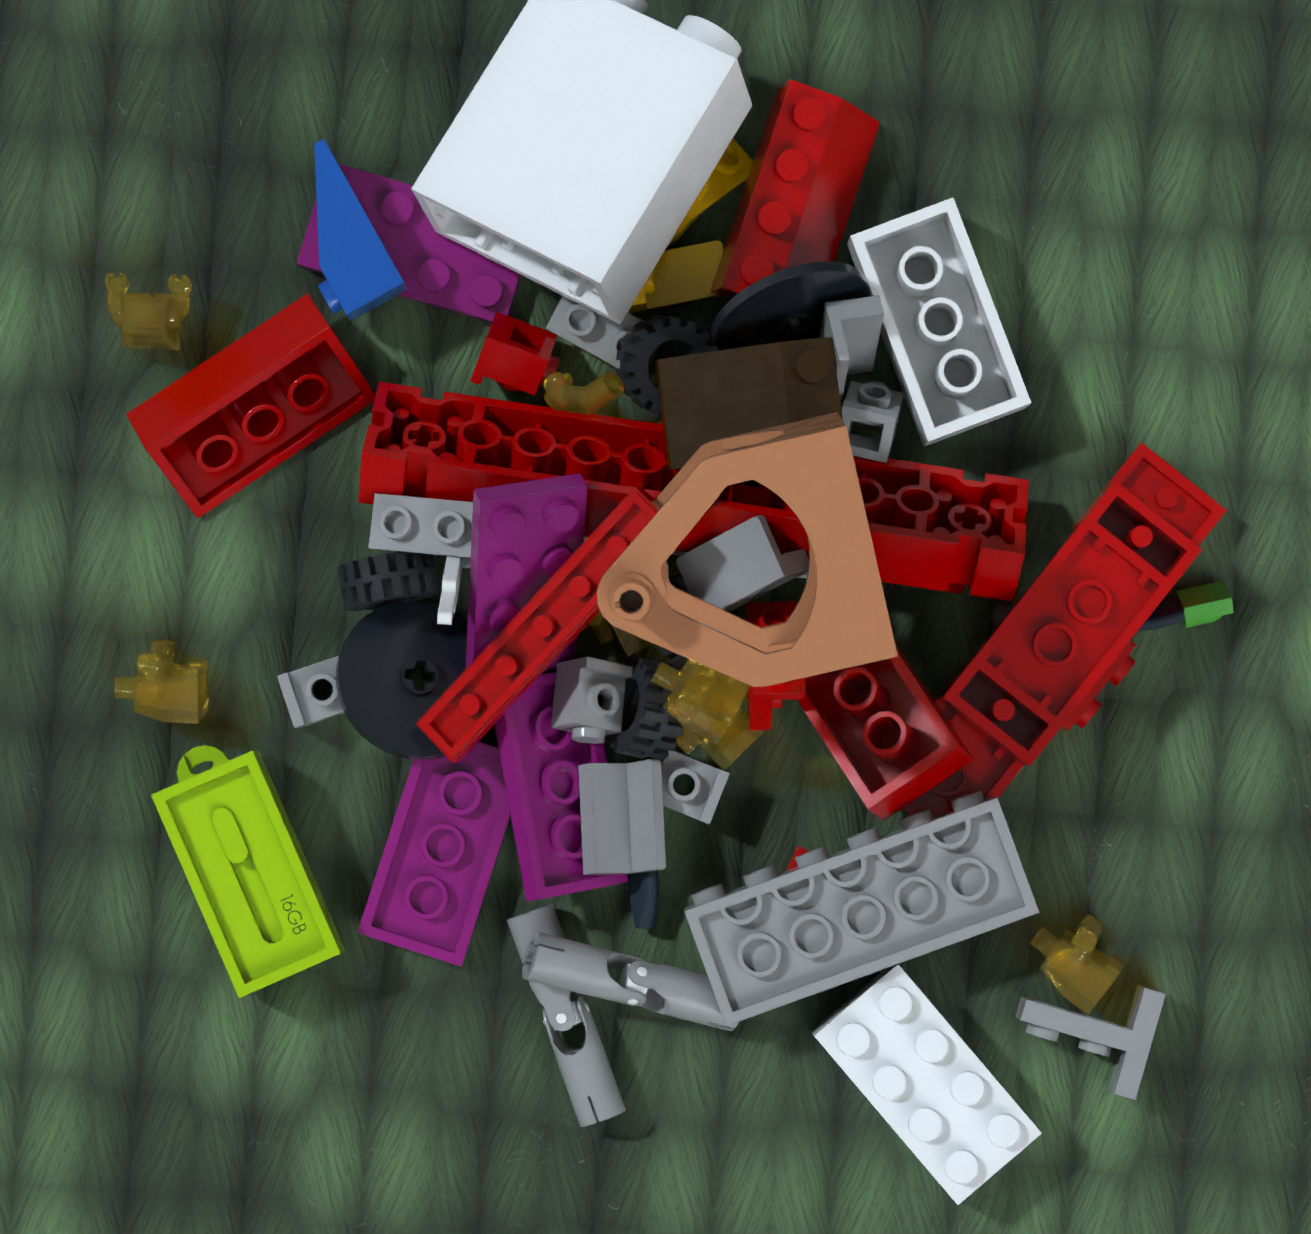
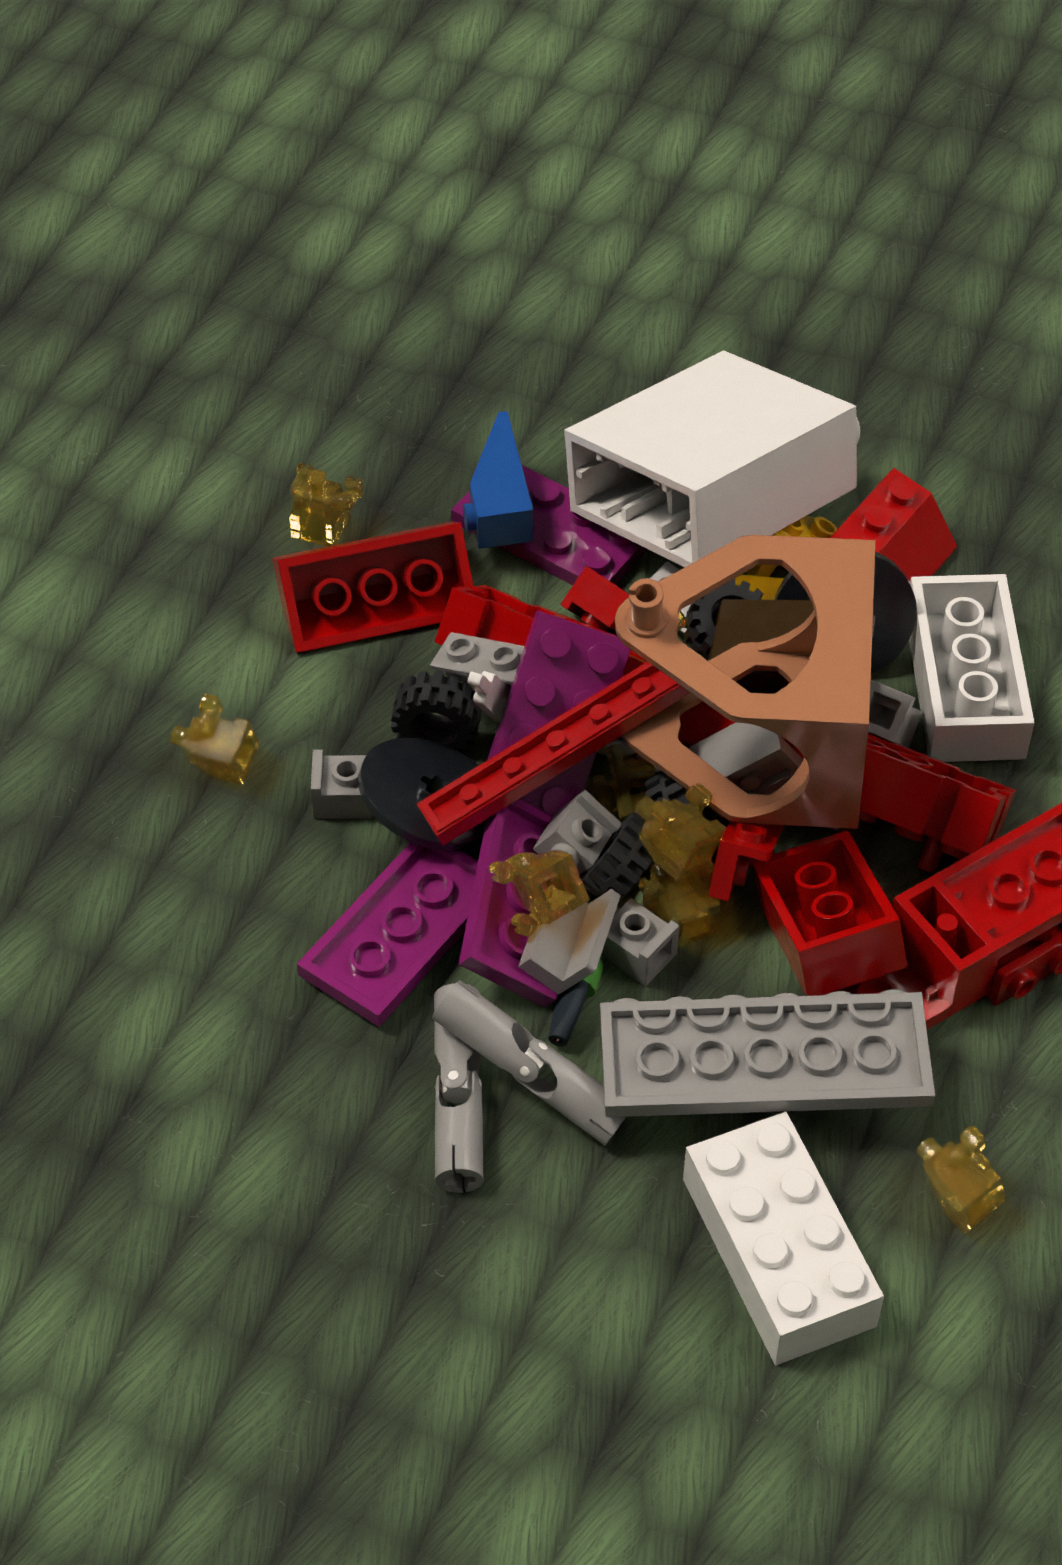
camera: 20 degrees right, 35 degrees down
(246, 869) = (222, 888): lime piece -> none
(593, 803) = (546, 886): none -> clear yellow piece
(855, 334) = (894, 642): light grey panel -> none
(1101, 1035) = (963, 1245): light grey bracket -> none

